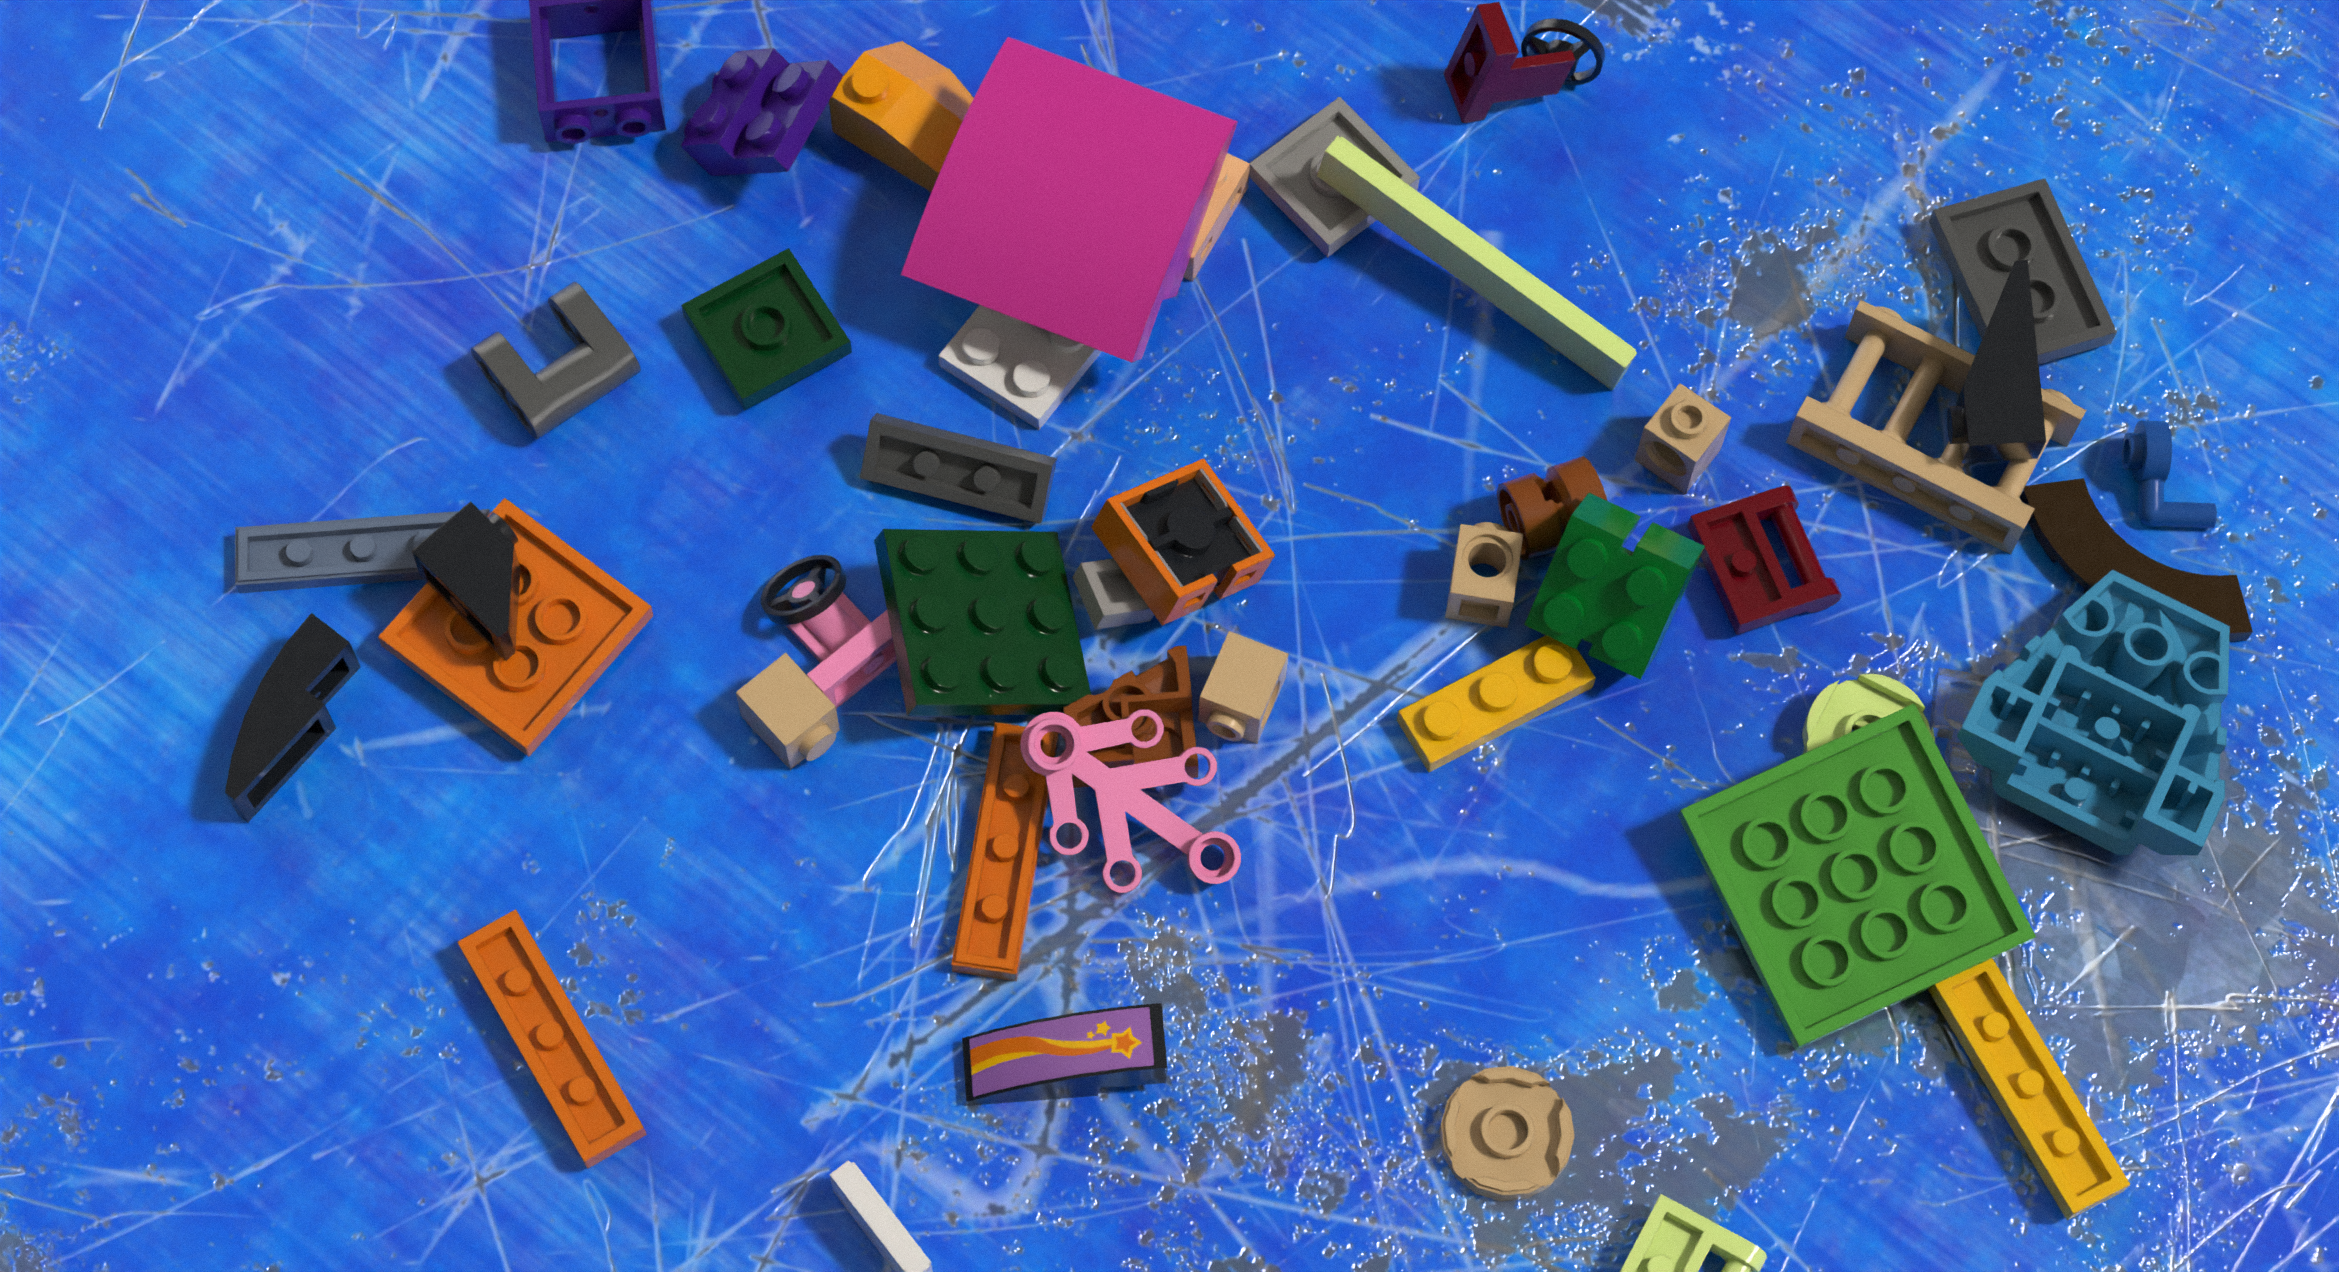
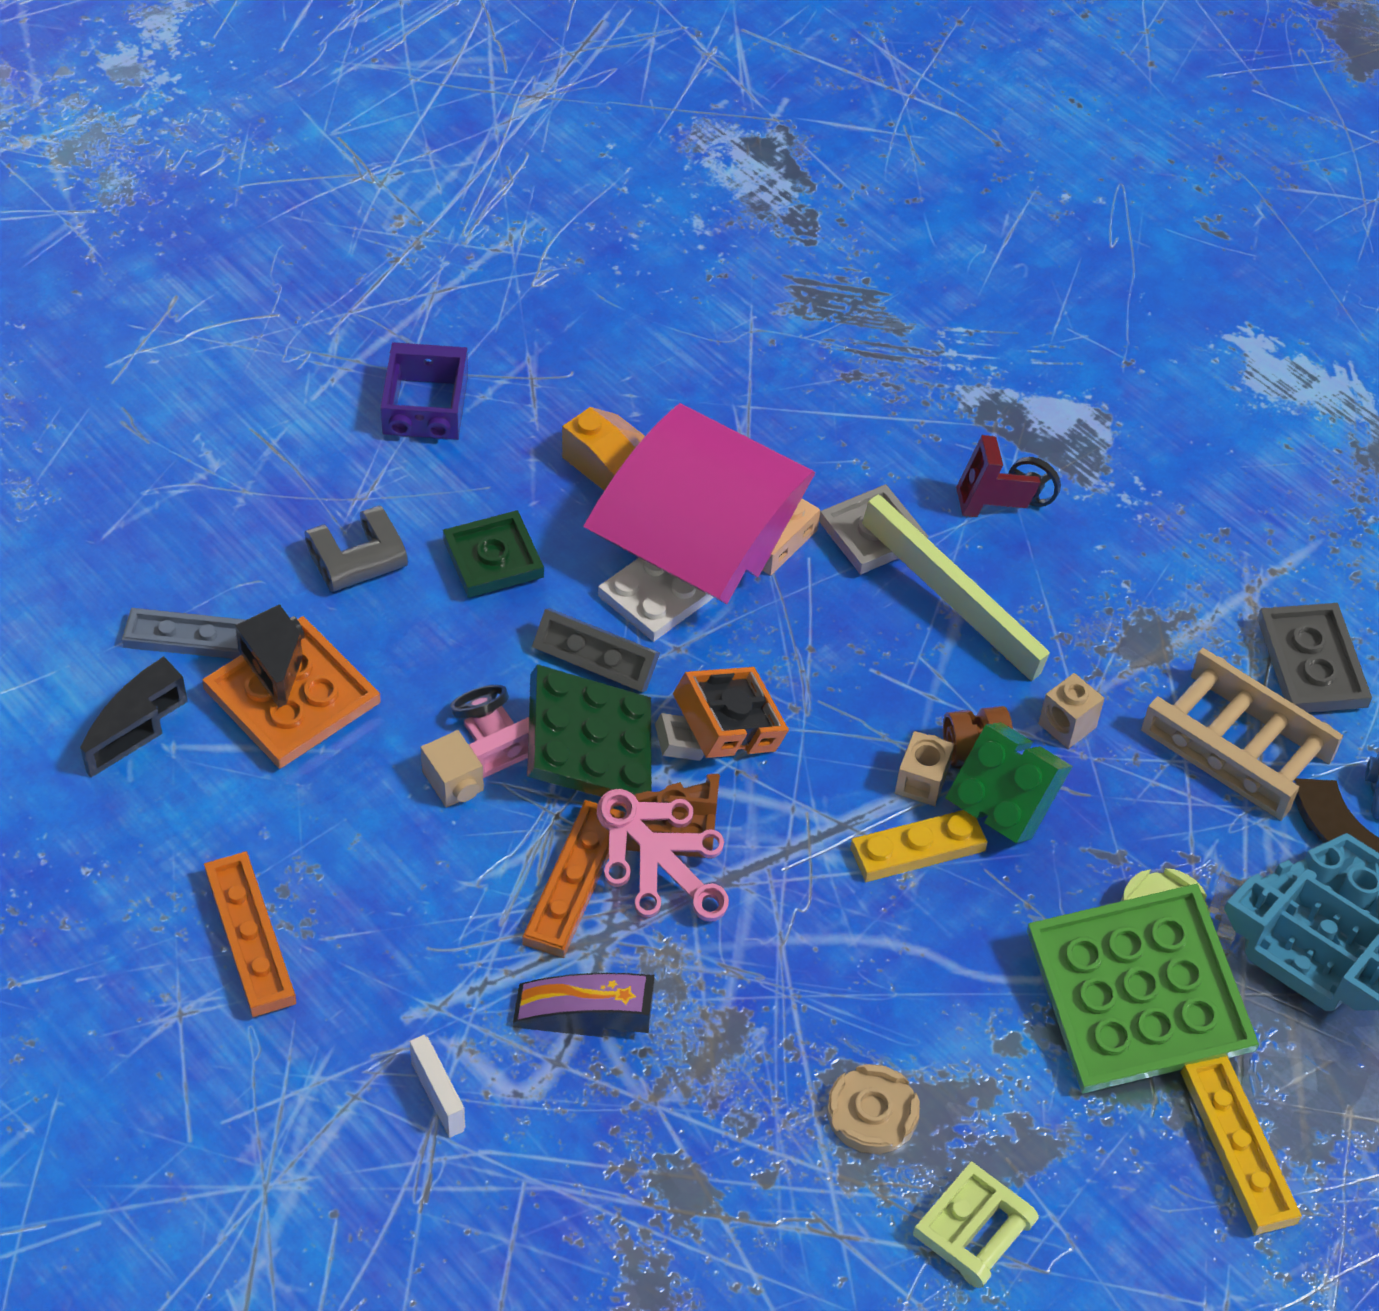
camera: 10 degrees right, 15 degrees down
(758, 113) = (516, 432): dark purple plate -> none
(1242, 688) = (751, 806): tan brick -> none
(1747, 567) = (1101, 796): dark red plate -> none
(2001, 399) = (1286, 707): black slope -> none

